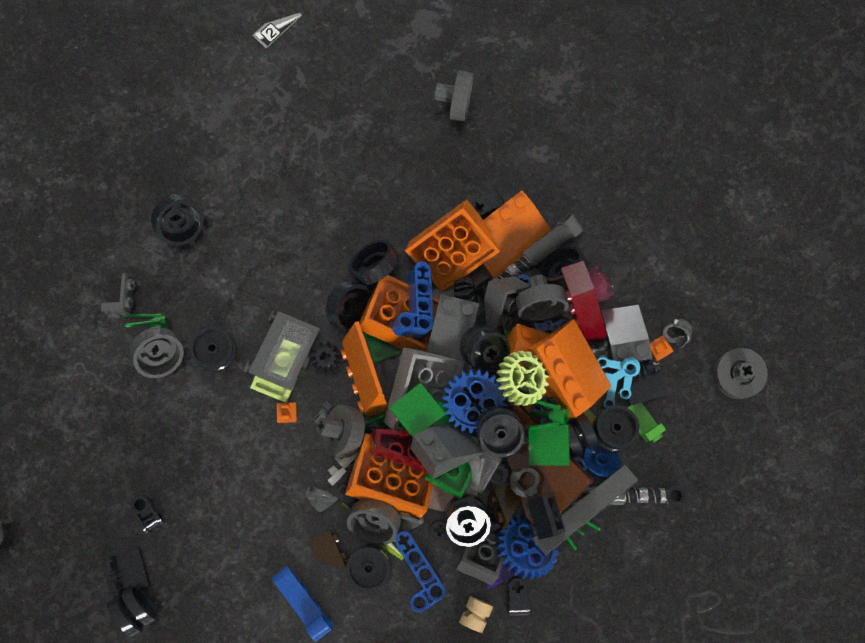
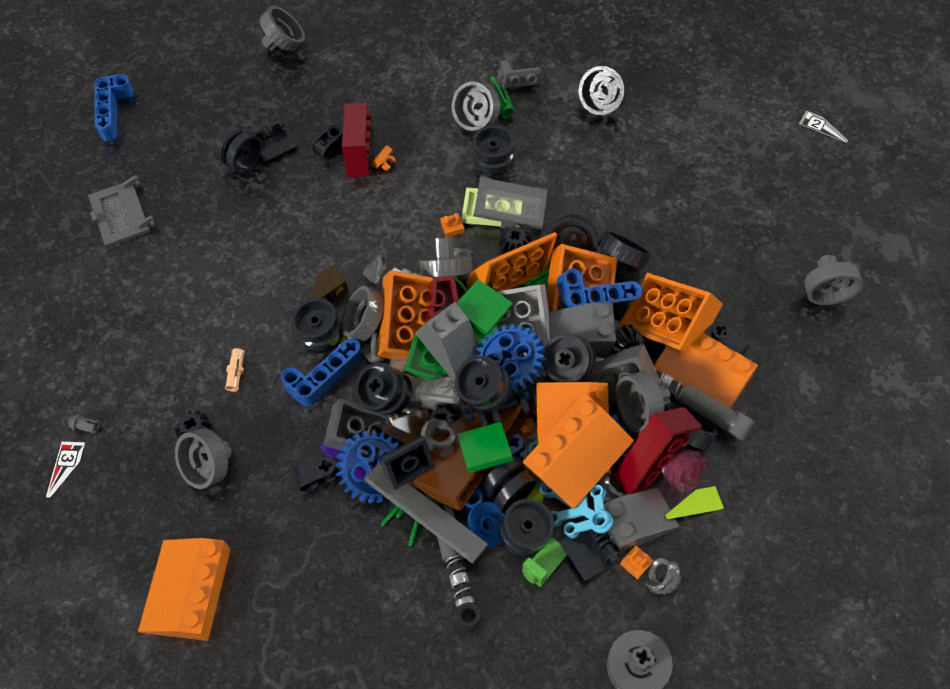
camera: 75 degrees right, 20 degrees down
(152, 484) = (356, 139): none -> dark red wedge
(184, 463) = (382, 157): none -> orange tile
(303, 603) = (270, 282): blue beam -> none
(475, 615) = (285, 434): tan wheel -> none
(516, 376) = (542, 400): yellowish green gear -> none
(556, 415) = (518, 443): green plant -> none
(622, 280) = (697, 502): none -> lime sticker

